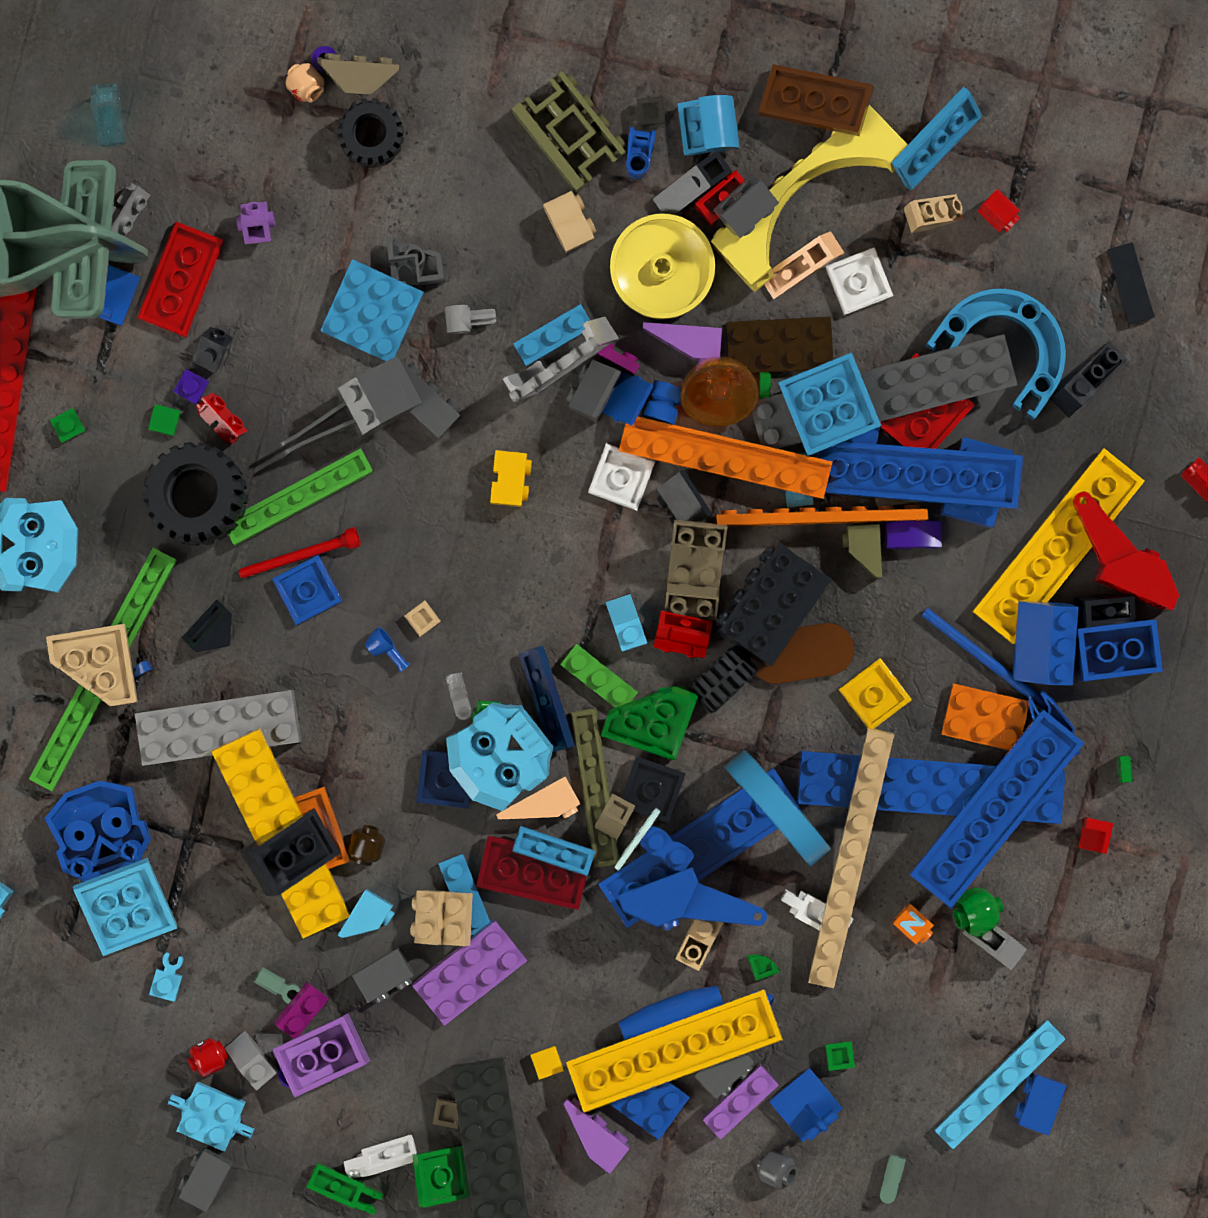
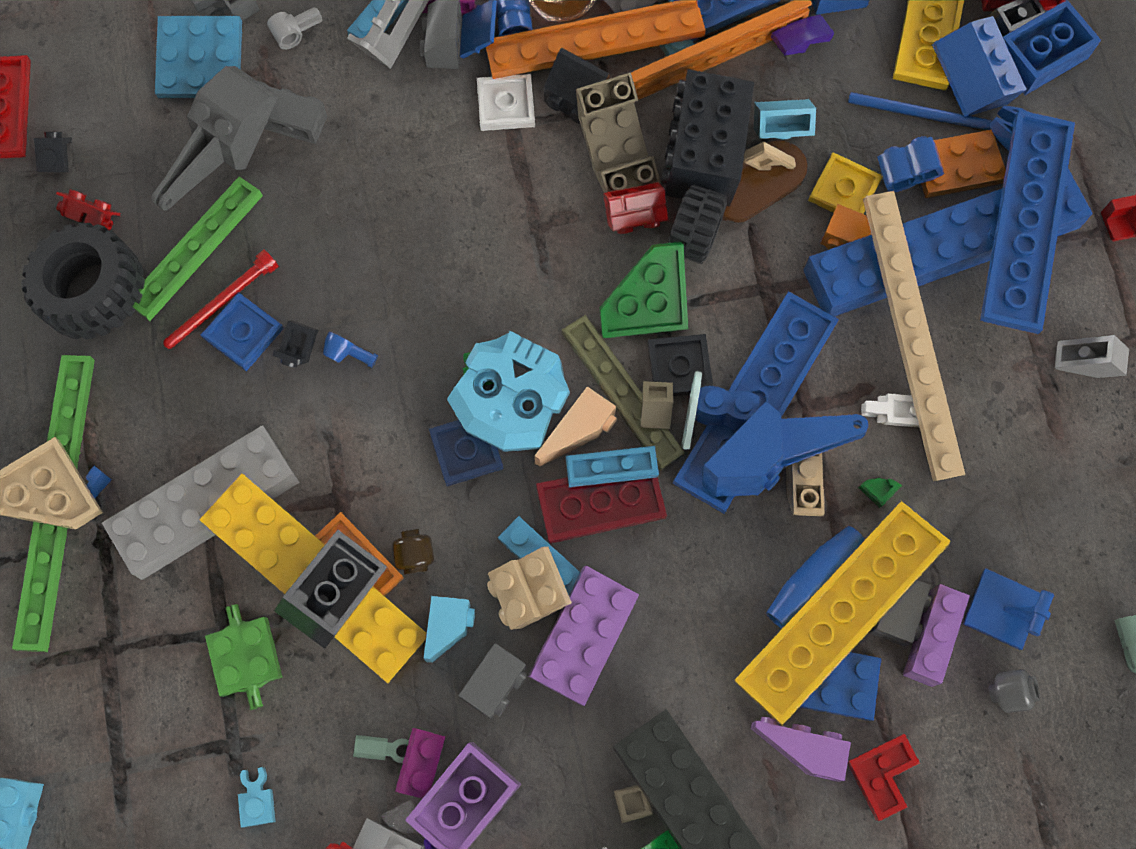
camera: 25 degrees left, 15 degrees down
(92, 812) = (97, 652): blue brick -> none
(125, 906) = (171, 738): medium azure plate -> none
(164, 420) = (28, 235): green tile -> none
(191, 387) = (44, 196): dark purple plate -> none
(201, 865) = (243, 657): none -> bright green plate
(211, 629) = (157, 410): black slope -> none
(255, 222) = (55, 33): medium lavender brick -> none
(346, 626) = (296, 344): none -> black bracket
(422, 618) = (371, 308): tan tile -> none
(458, 695) = (441, 362): clear bar -> none
(511, 478) = (398, 144): yellow brick -> none
(546, 698) = (529, 321): dark blue plate -> none
(547, 1062) = (712, 694): yellow tile -> none
(598, 677) = (571, 286): bright green plate -> none
(626, 623) = (578, 225): medium azure slope -> none
(639, 1176) = (875, 775): none -> red plate
(777, 807) = (827, 298): dark azure piece -> none
(817, 644) = (764, 156): none -> tan tile
(840, 1055) = (1008, 541): green plate -> none
(848, 736) = (845, 227): none -> orange slope
(851, 611) = (784, 119): none -> medium azure brick
(864, 547) = (766, 63): olive slope -> none
(913, 924) = (1005, 377): orange brick -> none
(936, 704) = (910, 164): none -> blue brick
(978, 910) = (1061, 332): green plant -> none
(1124, 769) = (1113, 148): green tile -> none

